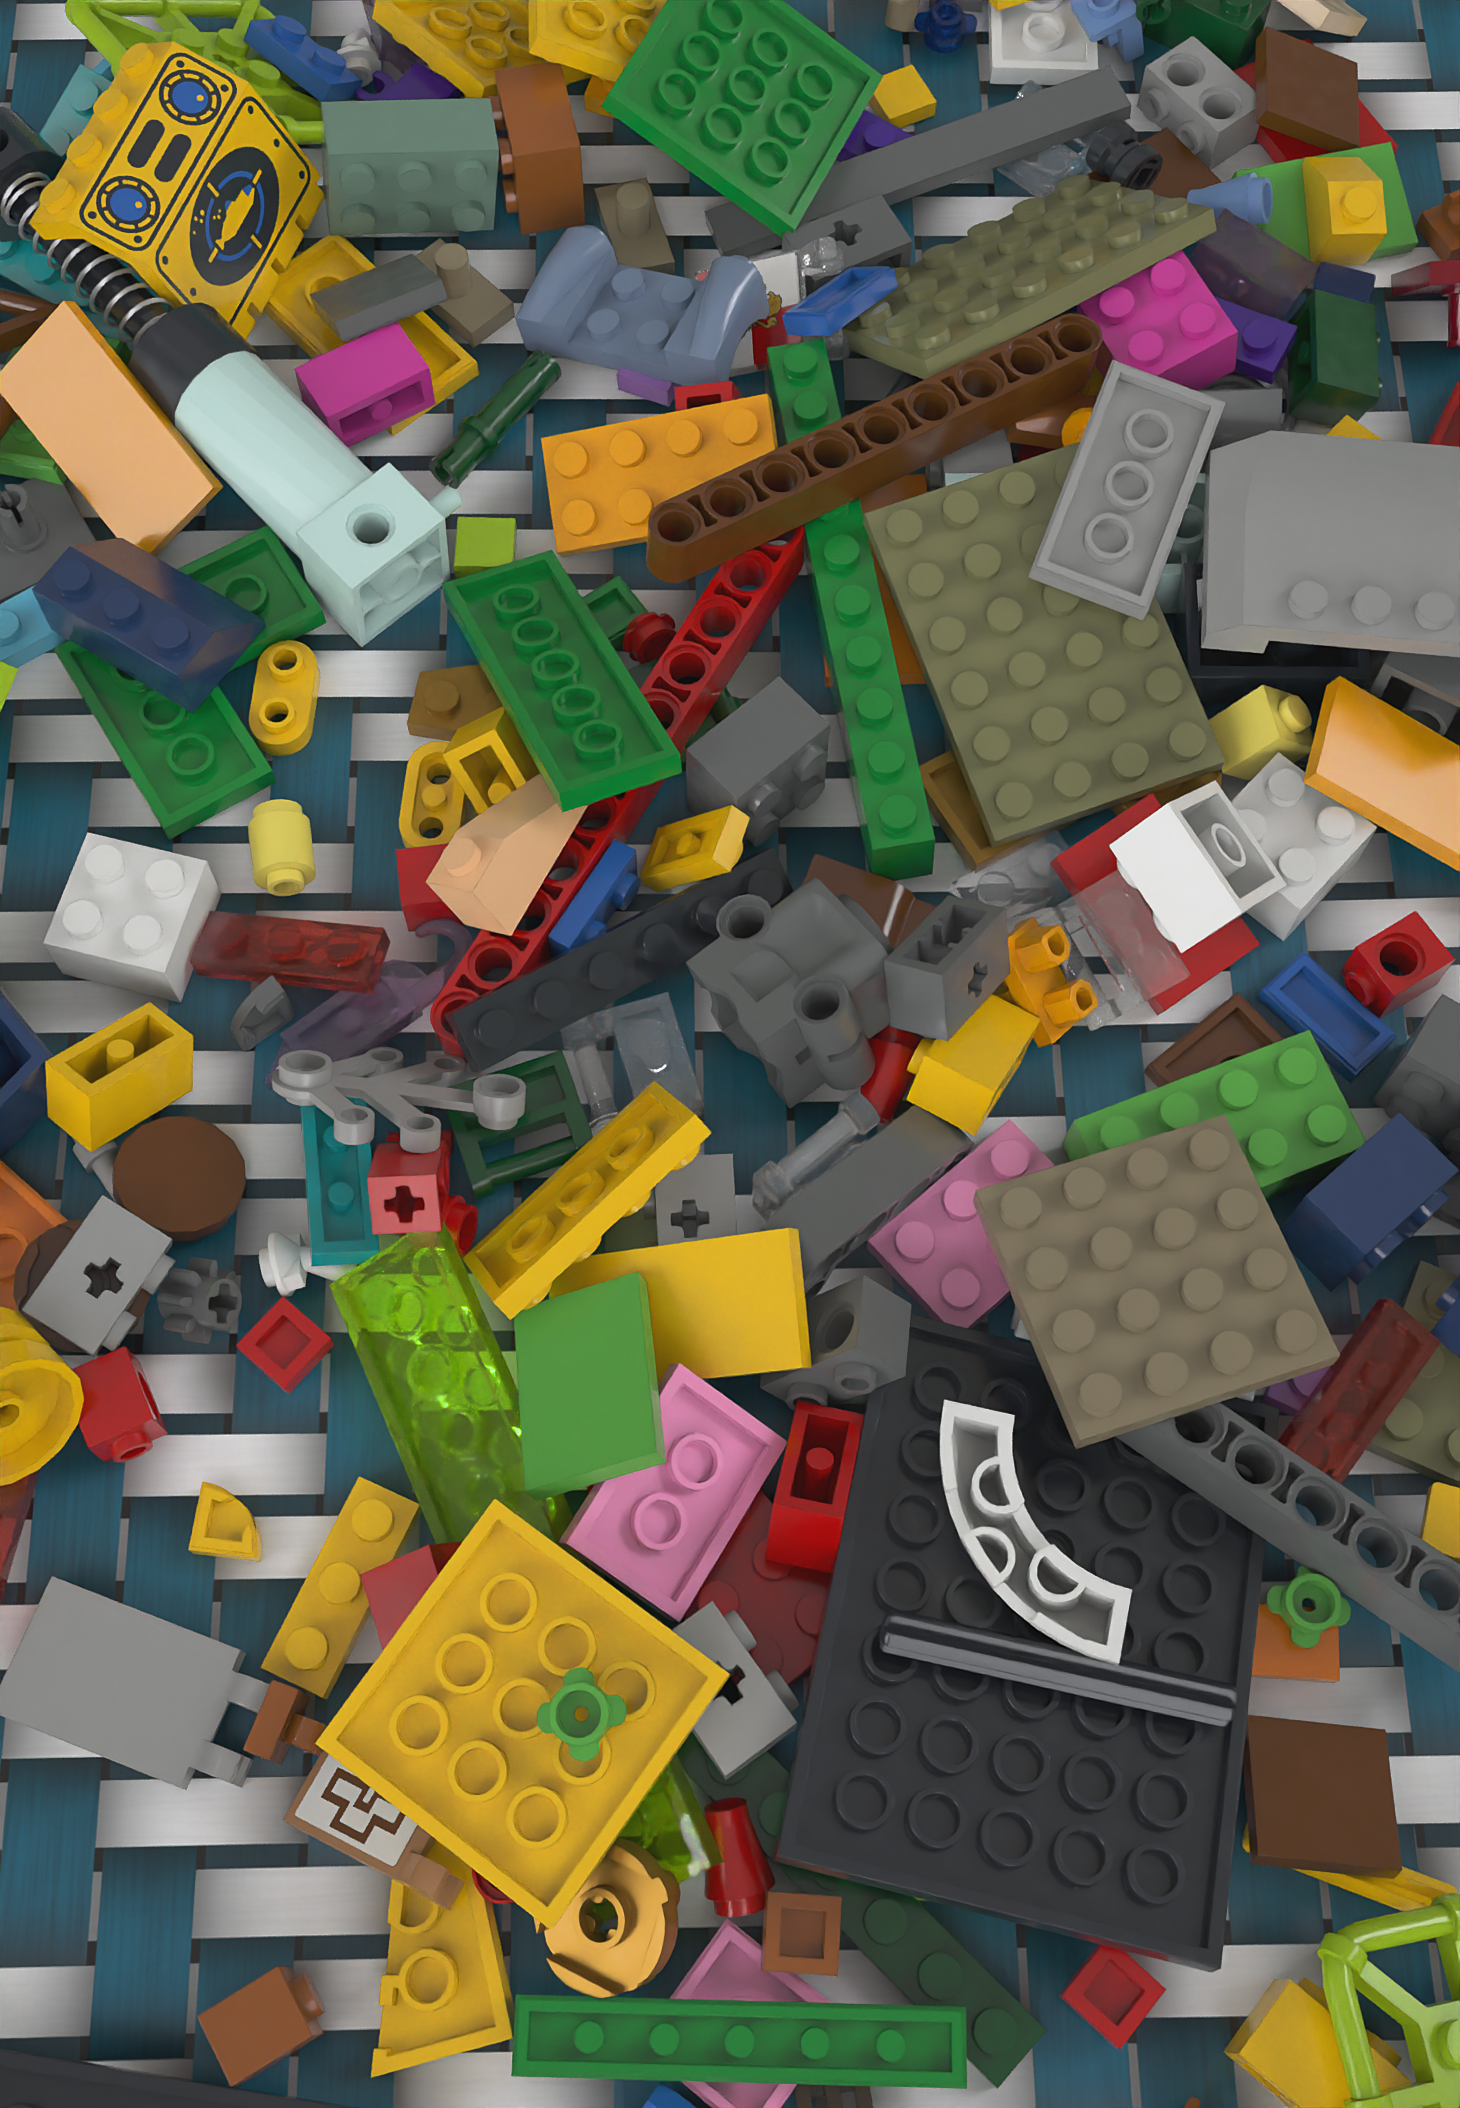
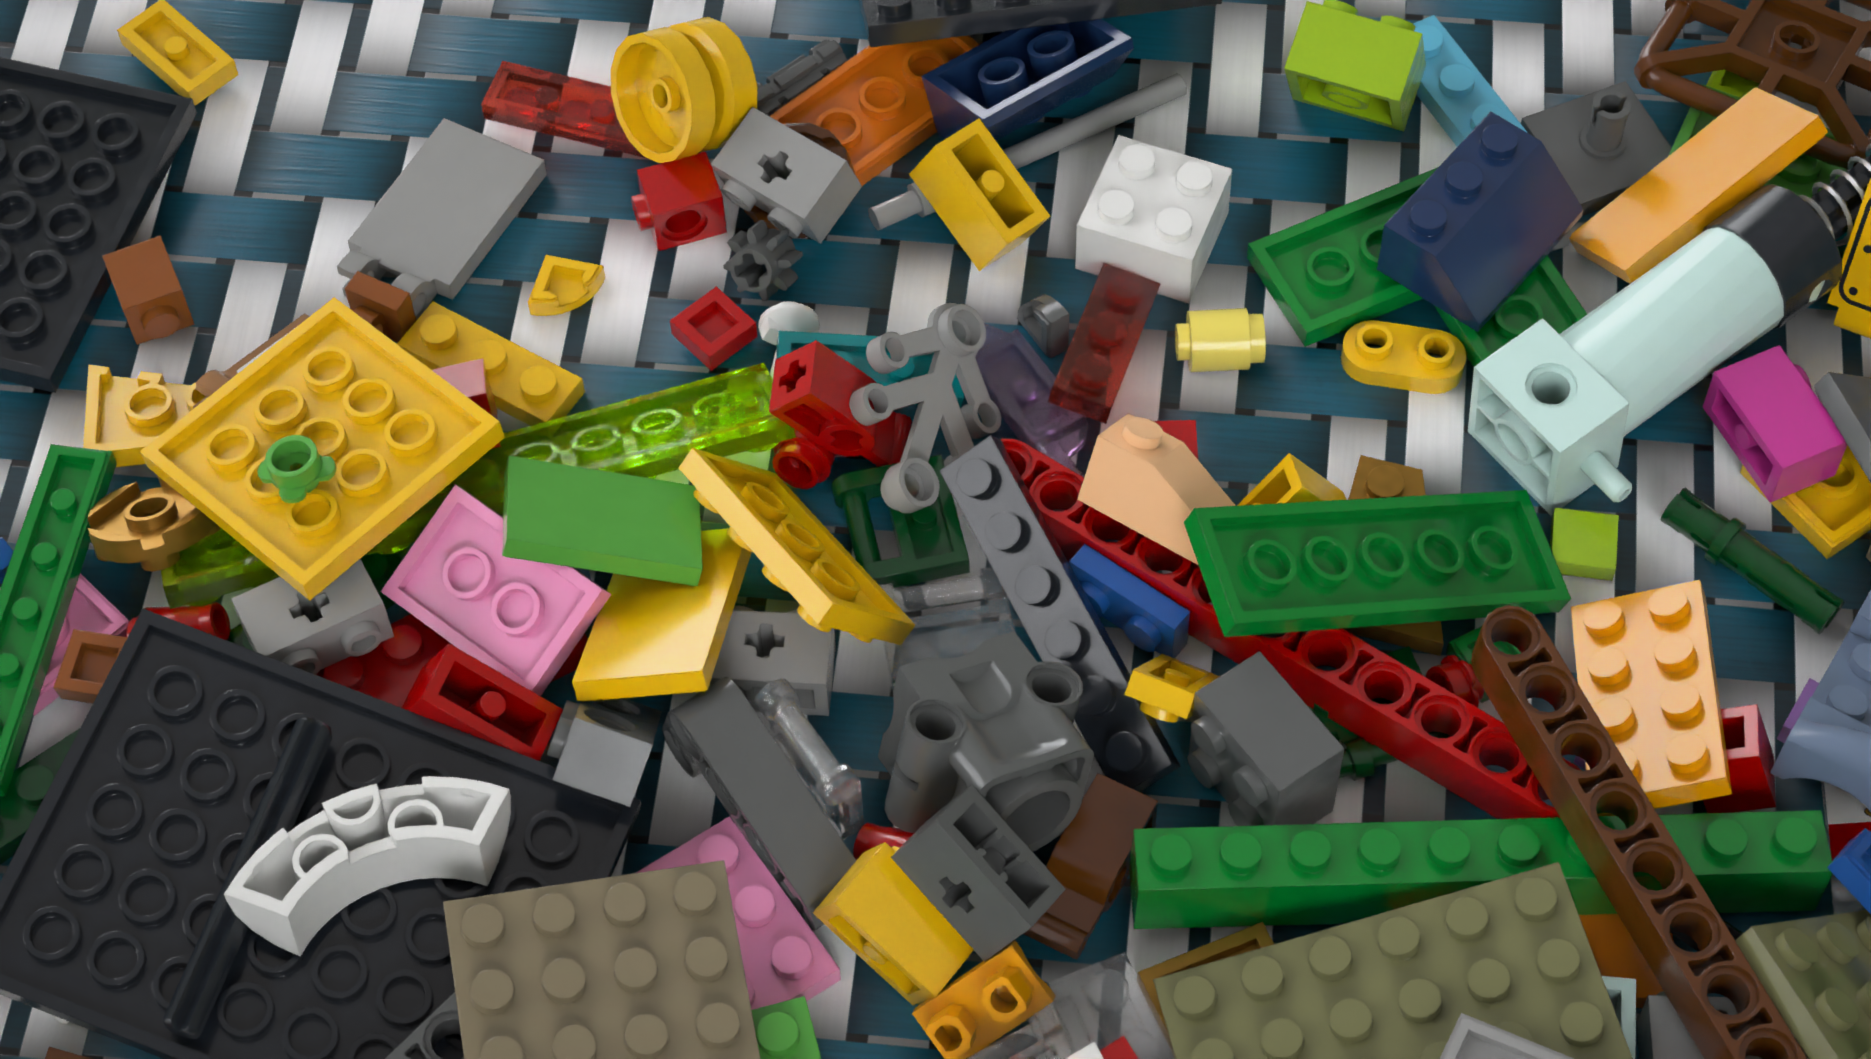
camera: 100 degrees right, 10 degrees down
(179, 1177) = (885, 250): reddish brown tile -> none
(430, 804) = (1254, 461): yellow plate -> none

